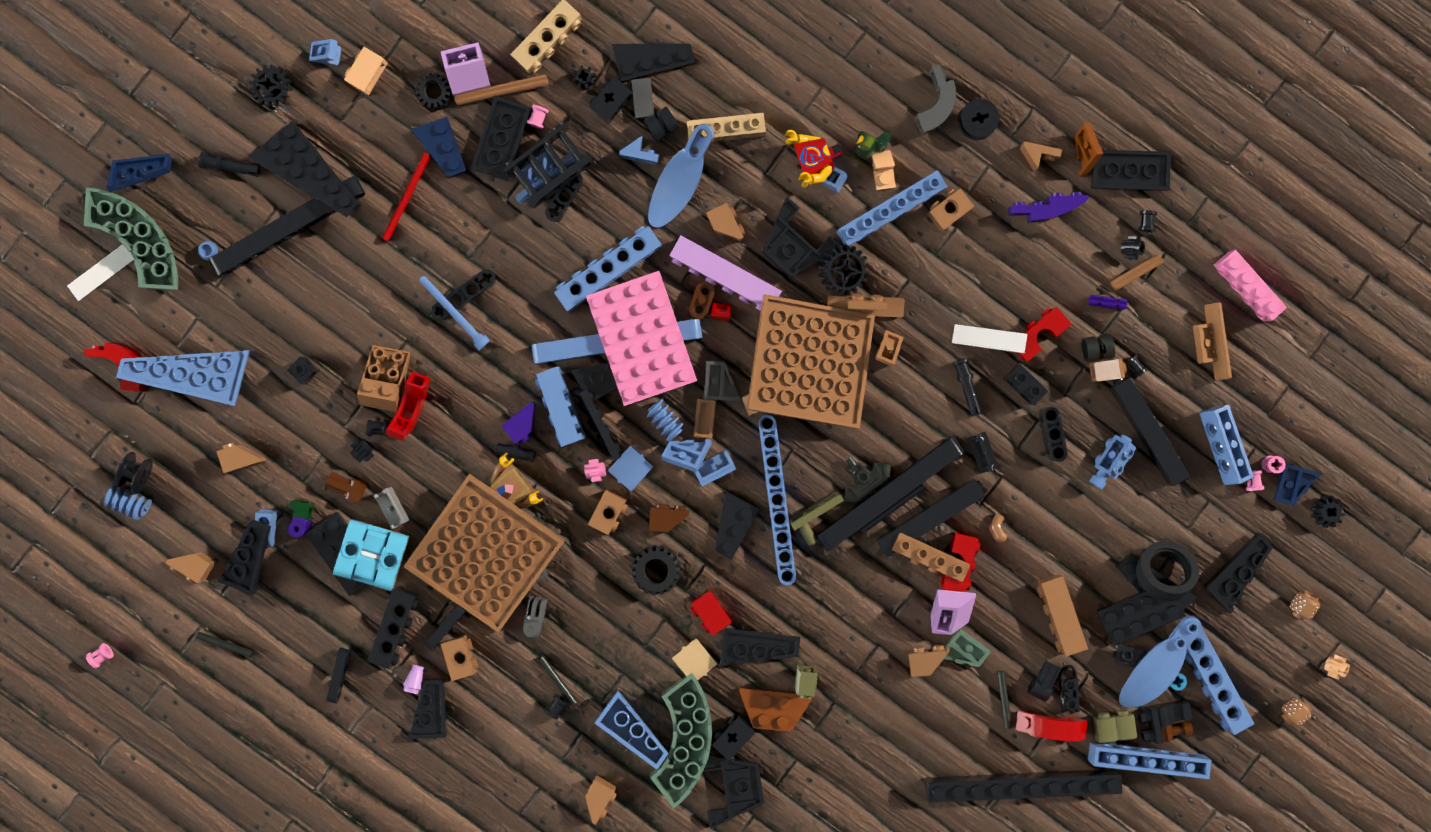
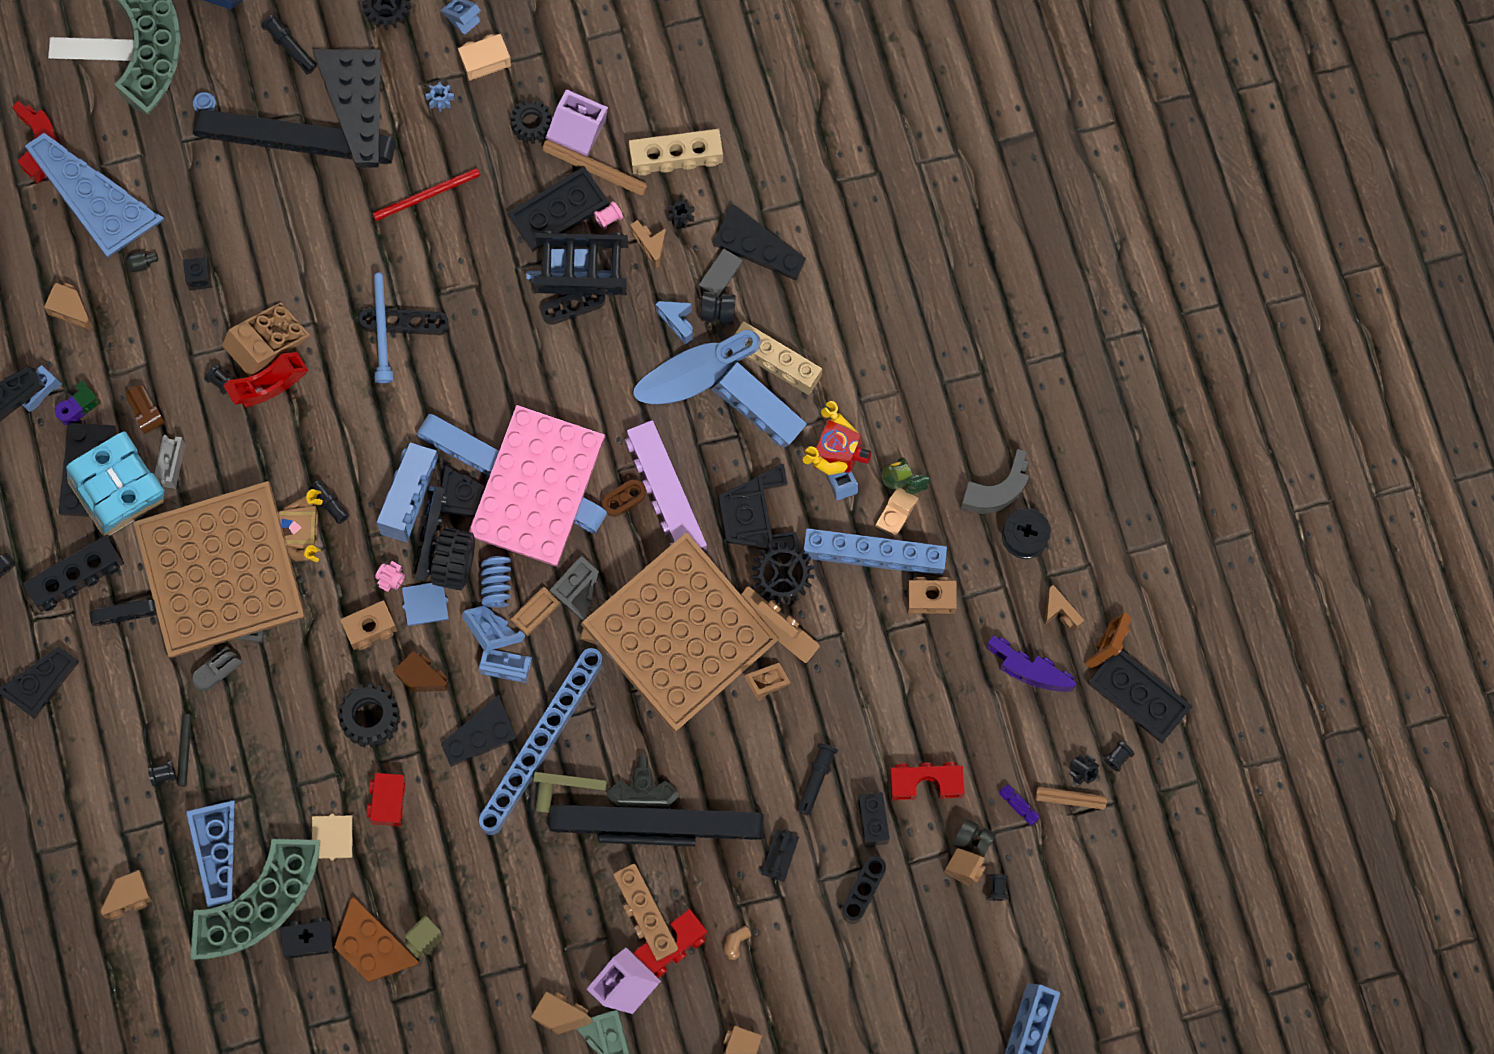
camera: 35 degrees right, 15 degrees down
(259, 390) = (140, 261): none -> pearl dark grey cylinder
(362, 126) = (440, 91): none -> medium blue gear
(362, 450) = (188, 387): black gear -> none
(414, 680) = (48, 640): lavender cone -> none
(442, 145) = (498, 174): dark blue wing -> none
(455, 667) = (111, 637): medium nougat brick -> none
(521, 424) = (357, 479): dark purple slope -> none
(583, 116) = (652, 246): none -> medium nougat slope
(609, 110) = (680, 260): black brick -> none
(627, 429) = (452, 558): none -> black tyre
(643, 234) = (569, 409): medium blue brick -> none
(720, 312) = (633, 523): red slope -> none
(724, 223) = (704, 441): medium nougat slope -> none
(741, 169) = (759, 405): none -> medium blue wedge
(741, 787) = (274, 995): black wing -> none
(750, 646) = (399, 865): black wing -> none
(933, 514) = (683, 876): black brick -> none
(989, 338) = (873, 747): white sticker -> none
(1112, 460) = (904, 963): medium blue brick -> none
(1149, 431) = (962, 962): black brick -> none
(1212, 342) = (1092, 922): medium nougat bracket -> none
(1249, 286) = (1173, 896): bright pink brick -> none

